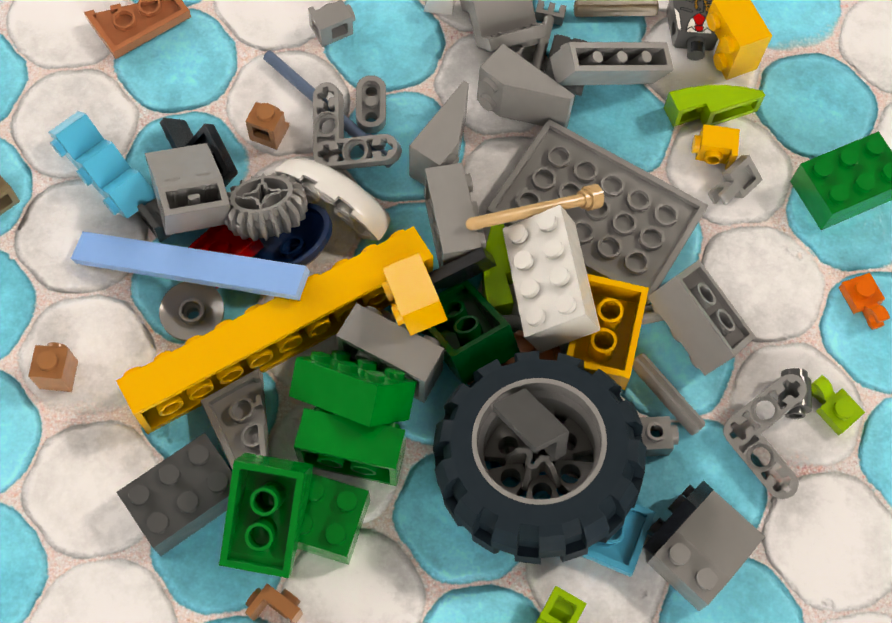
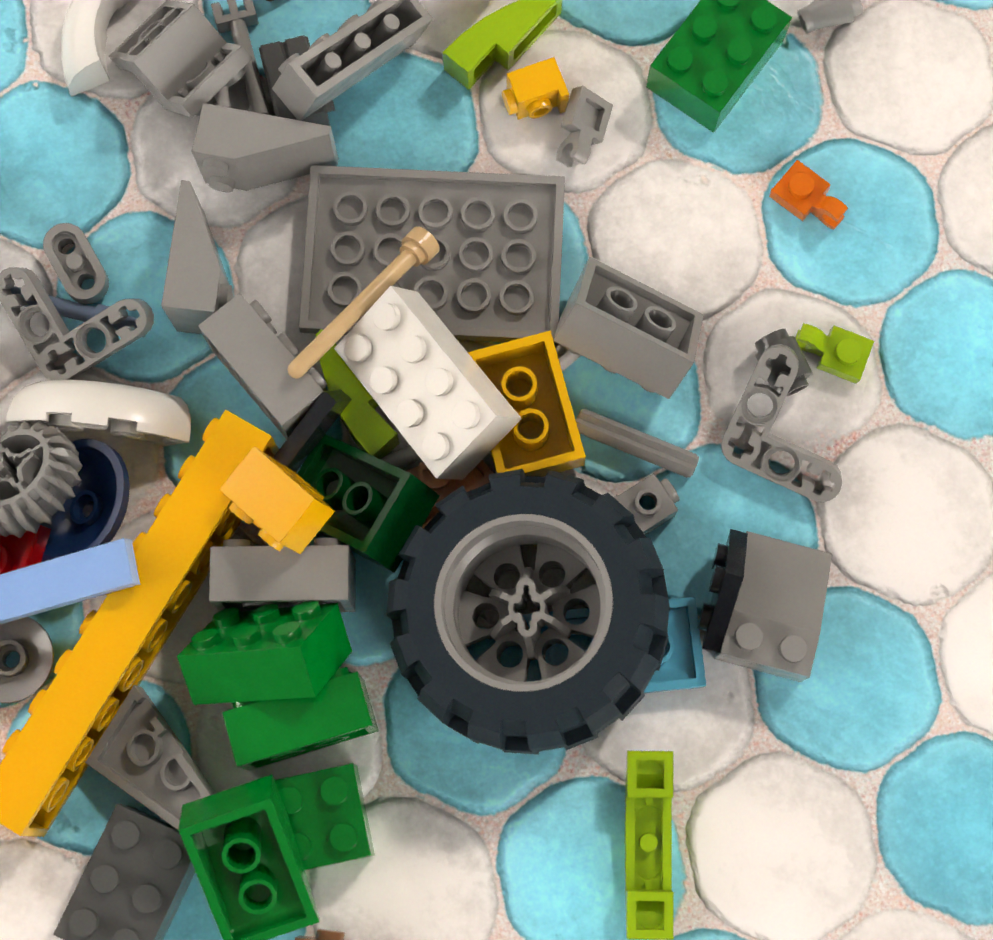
camera: 25 degrees left, 10 degrees up
(533, 423) = (504, 586): dark grey panel -> none

